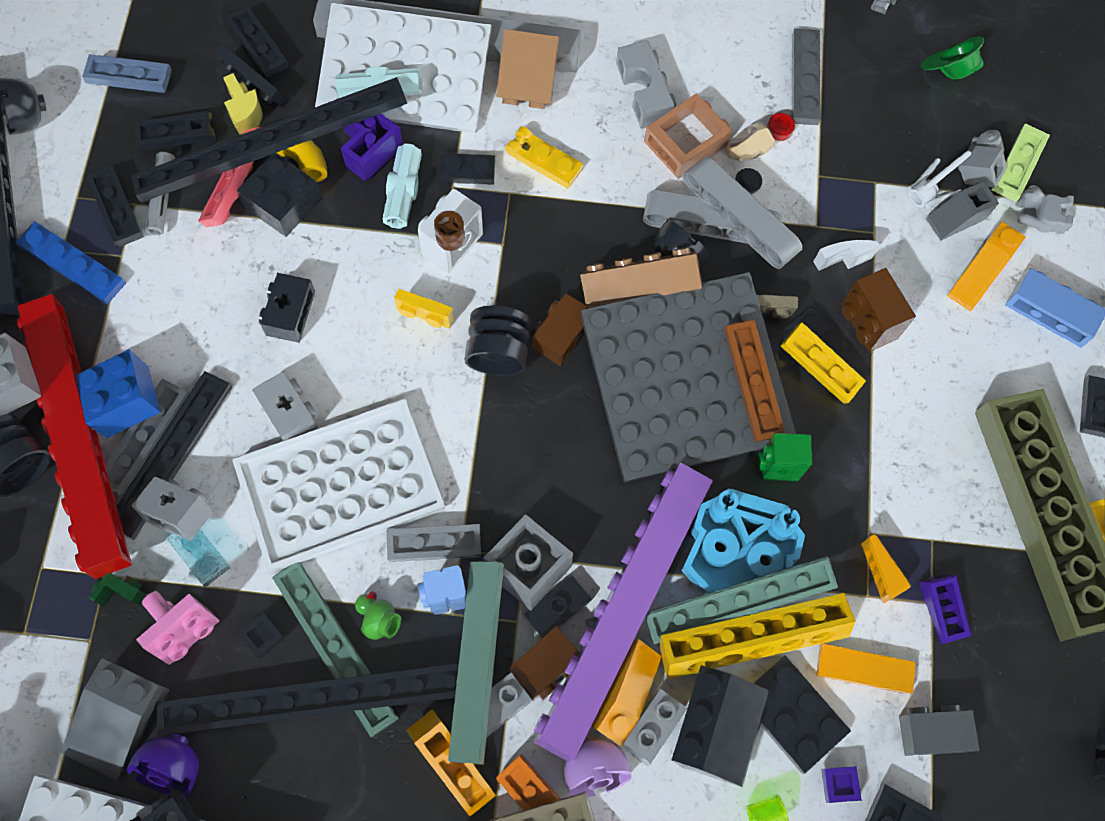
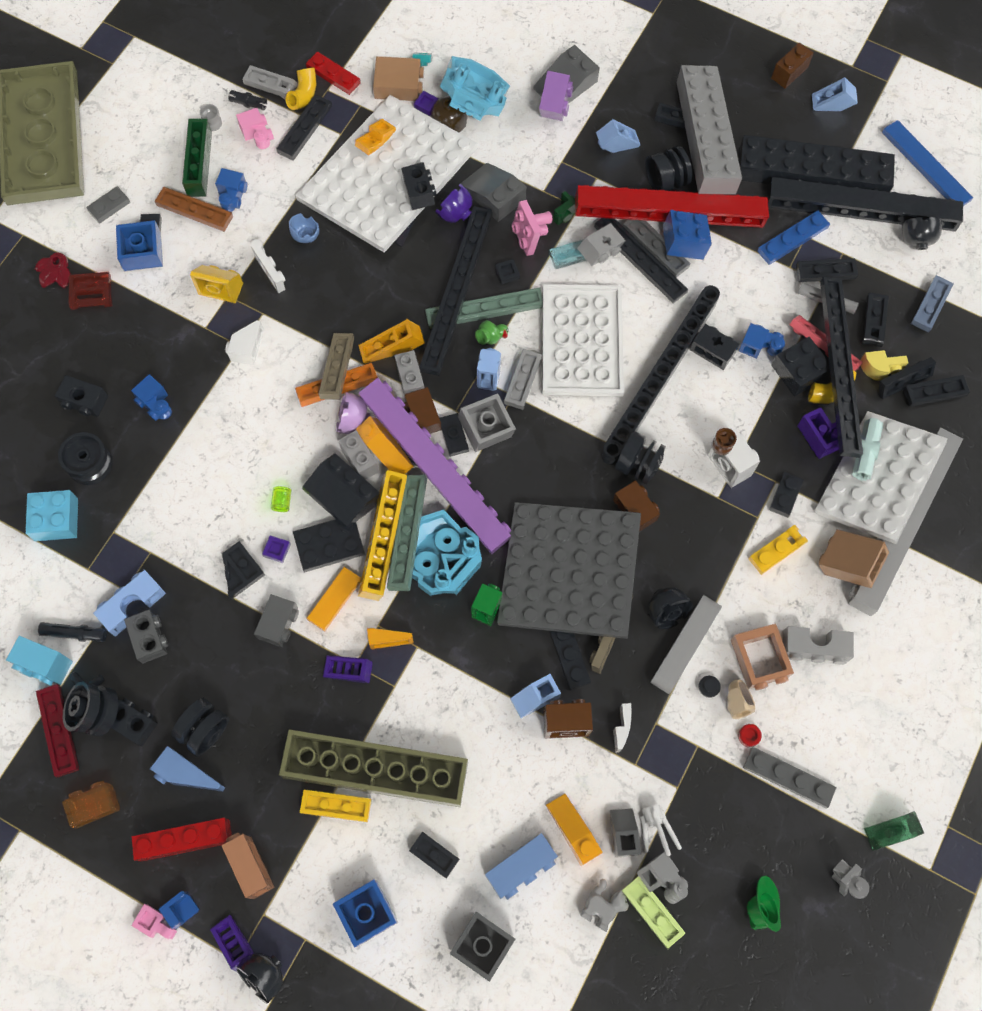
camera: 115 degrees right, 0 degrees up
(258, 258) = (758, 338): none -> blue brick
(278, 393) = (644, 324): light grey brick -> none
(343, 352) = (665, 365): none -> black beam
(402, 186) = (784, 445): light aqua piece -> none
(432, 312) = (688, 419): yellow plate -> none
(476, 663) = (438, 366): sand green tile -> none
(641, 278) = (651, 565): medium nougat brick -> none
(742, 212) = (678, 655): light grey beam -> none
(754, 380) = (546, 602): dark orange plate -> none
(823, 363) = (544, 664): yellow plate -> none
(865, 357) = (536, 696): none -> light blue slope

